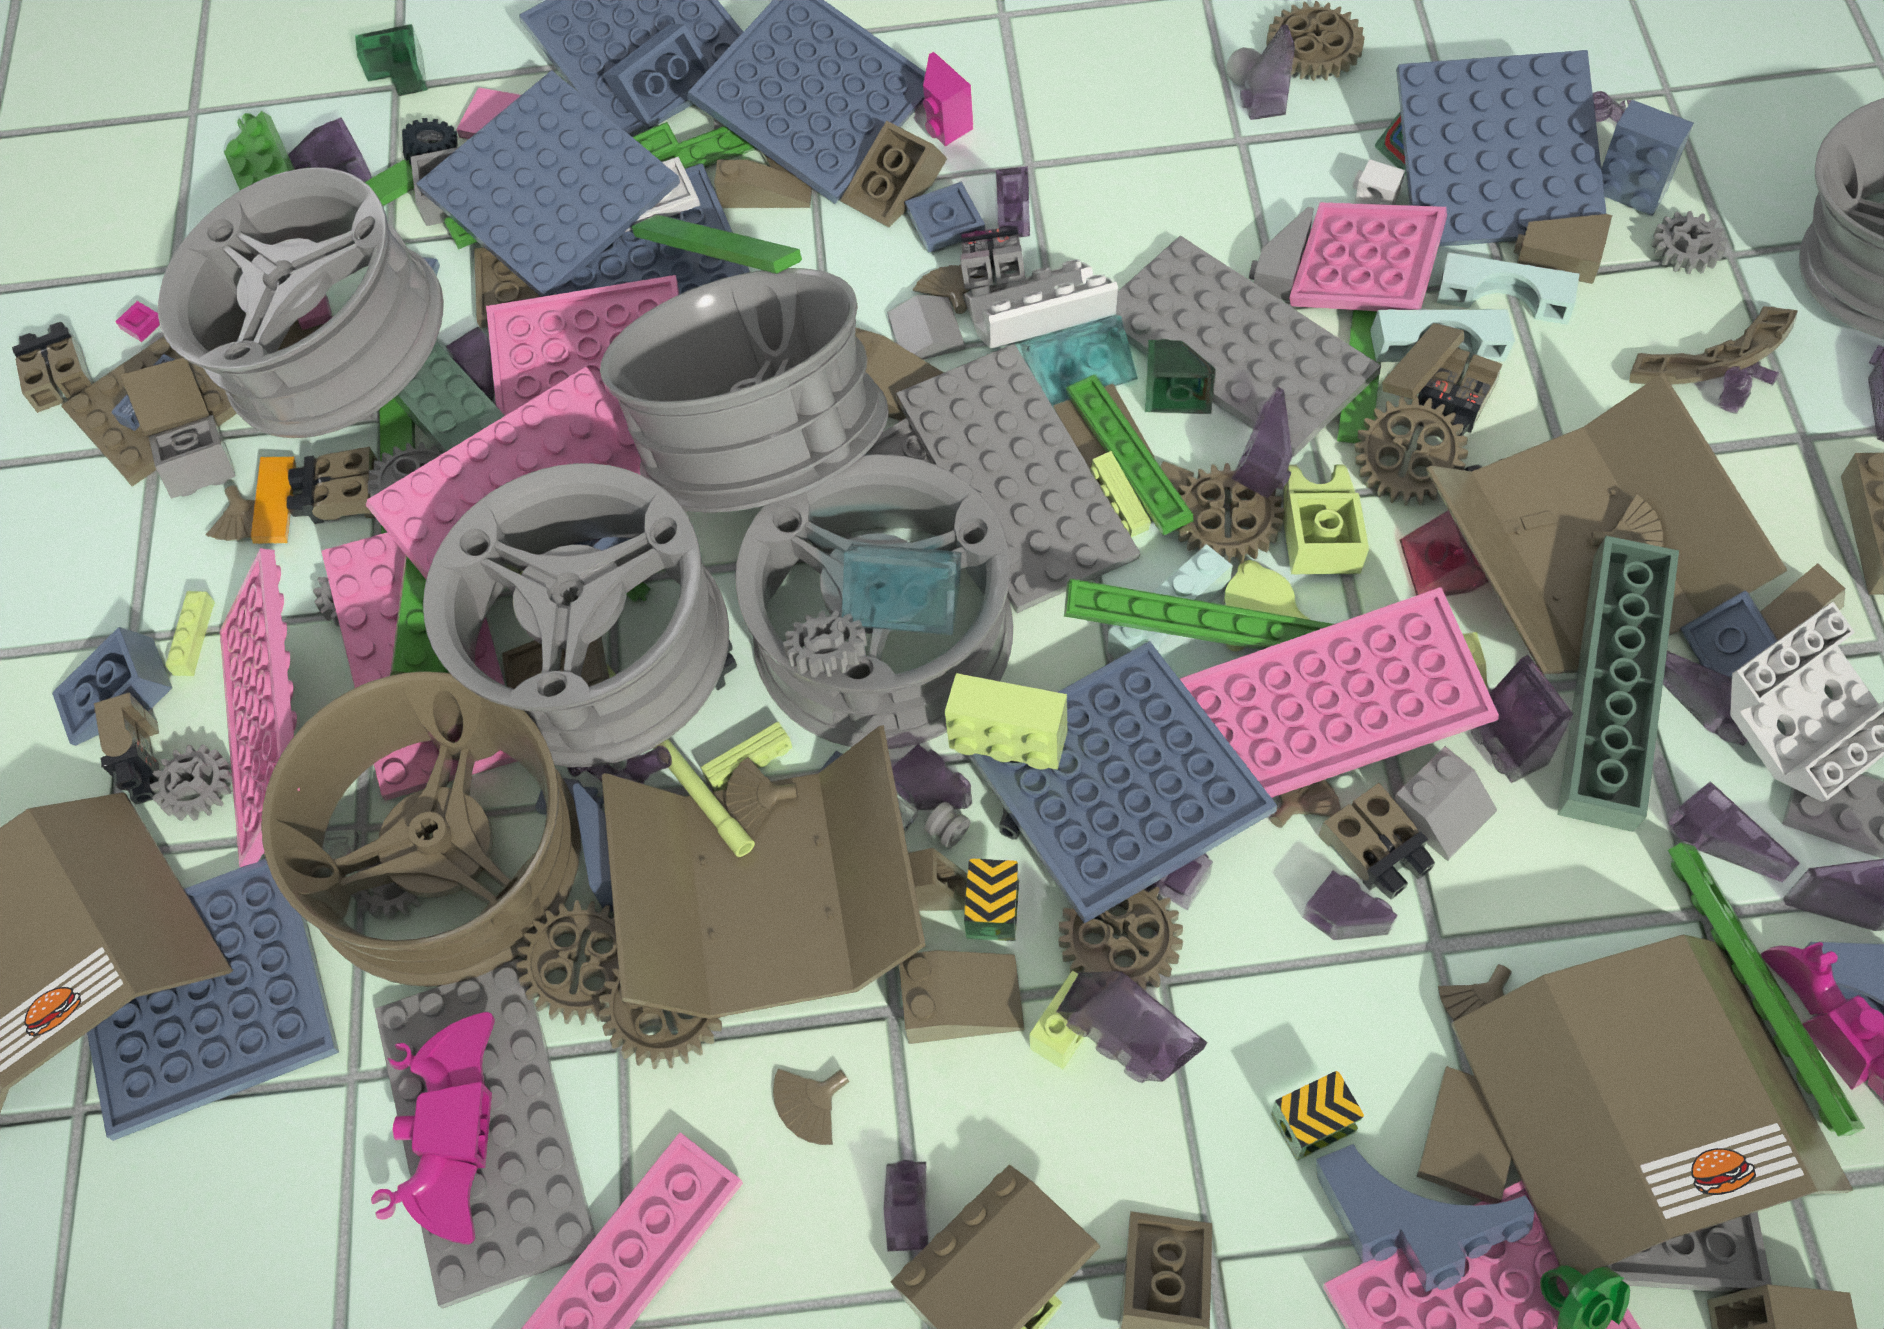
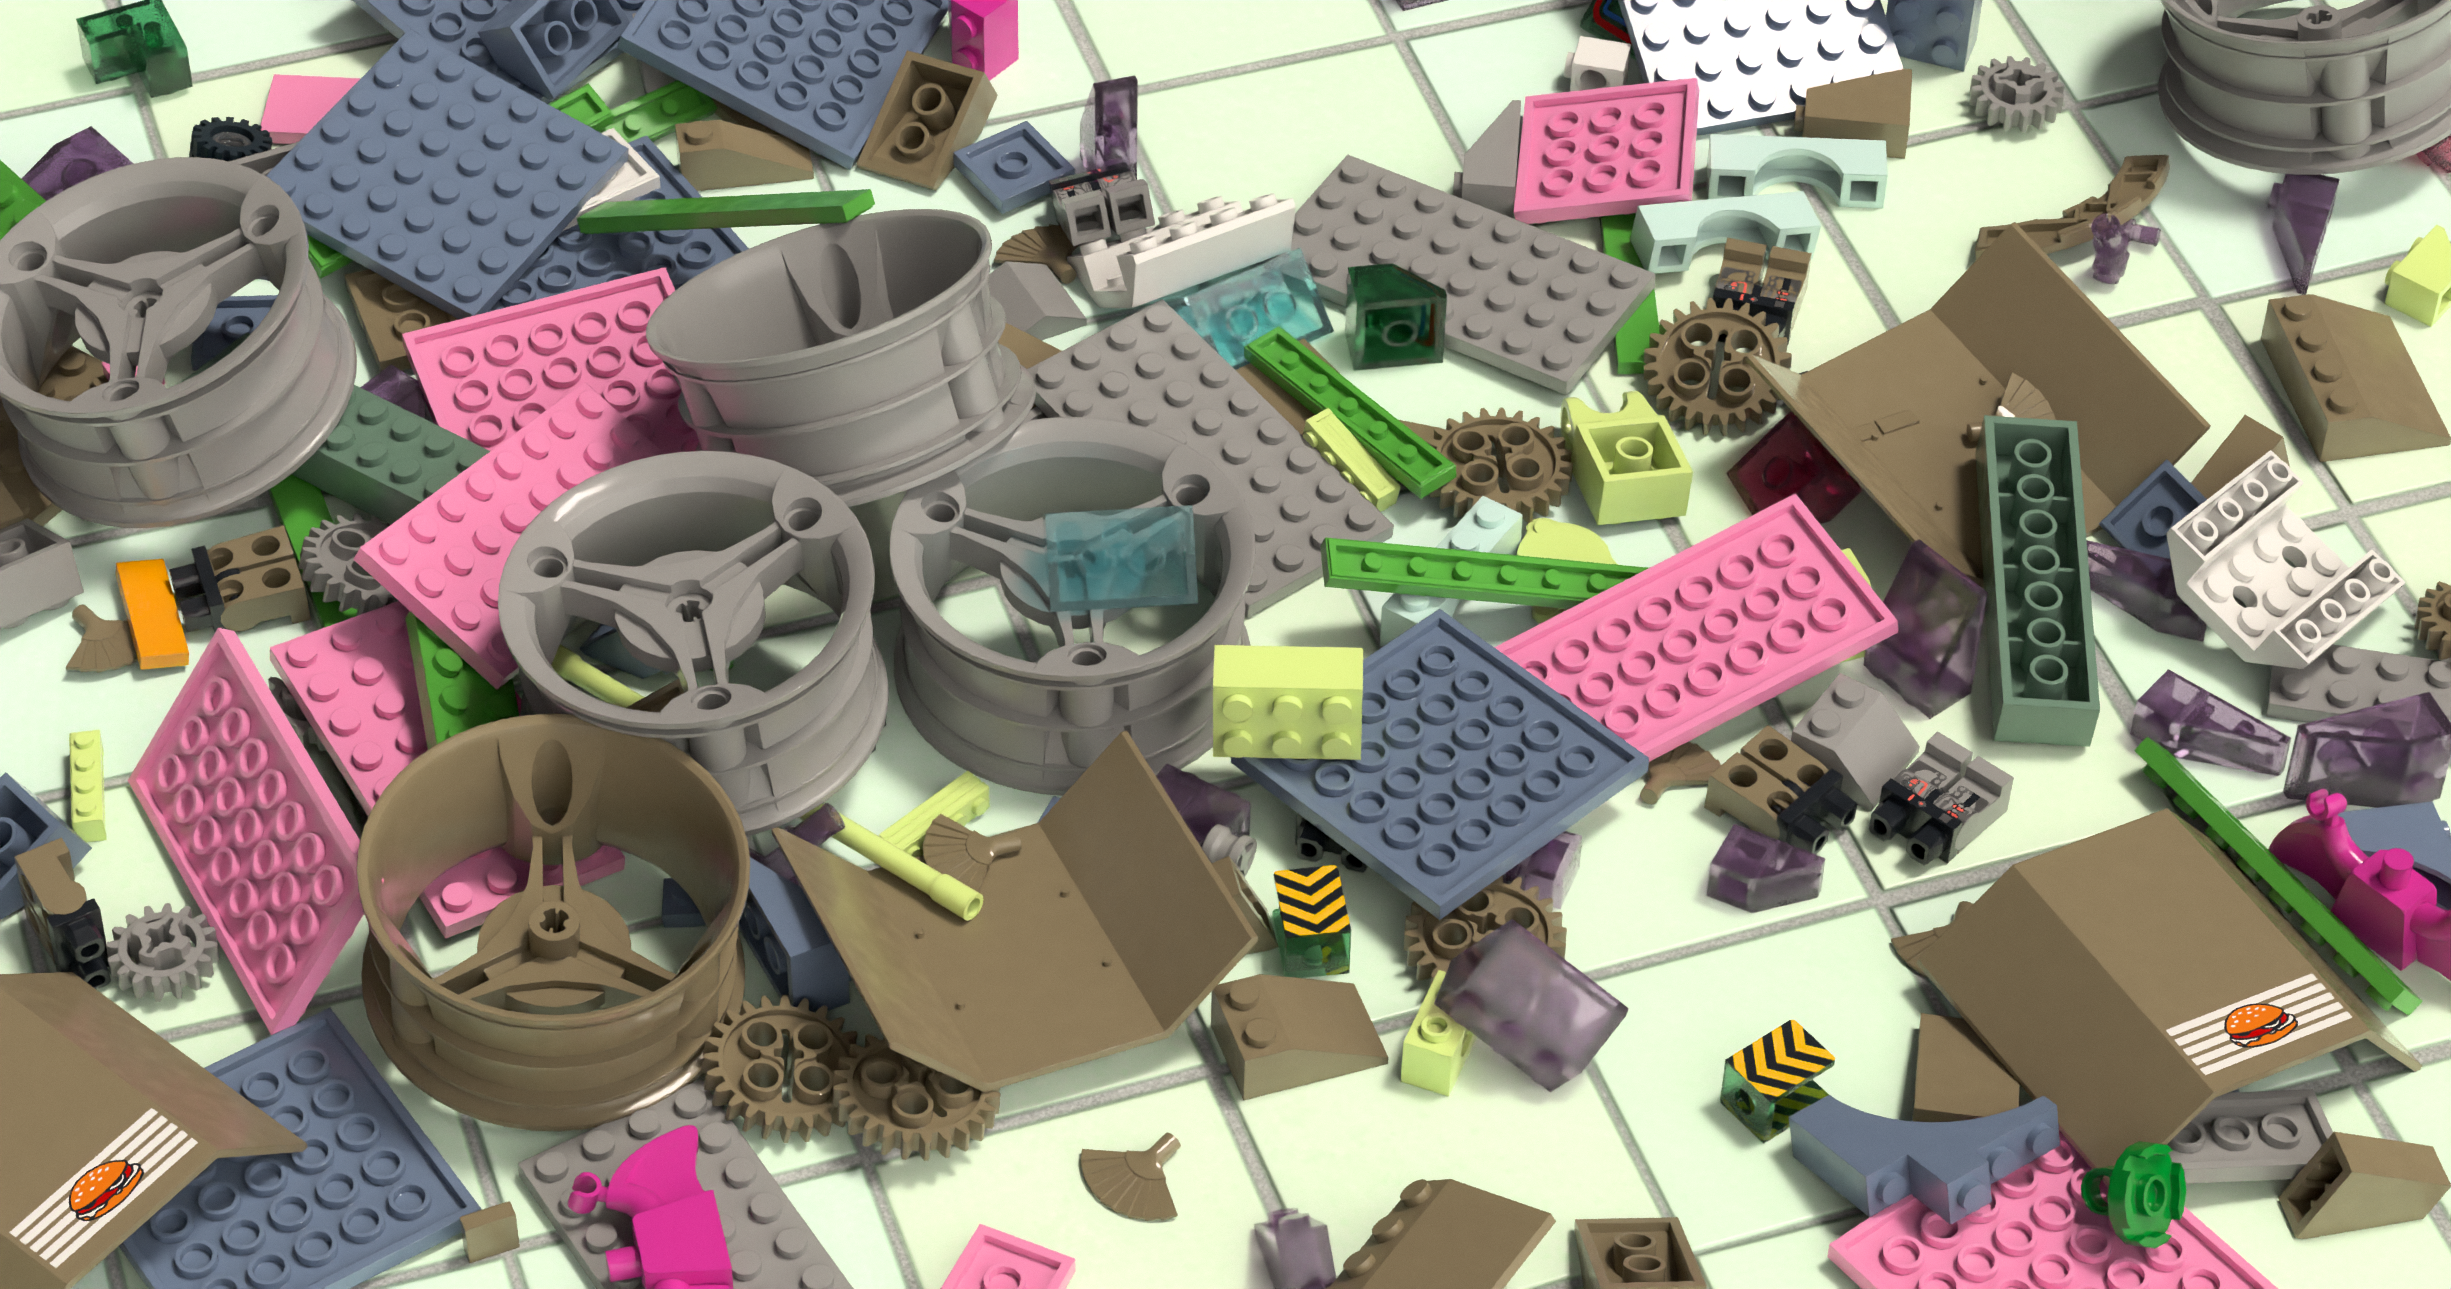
camera: 20 degrees left, 15 degrees down
(335, 1068) = (489, 1232): none -> dark tan tile
(825, 643) = (1042, 625): light grey gear -> none
(1268, 449) = (1534, 379): clear purple slope -> none
(1423, 361) = (1709, 257): dark tan tile -> none
(1502, 869) = (1941, 801): none -> hips

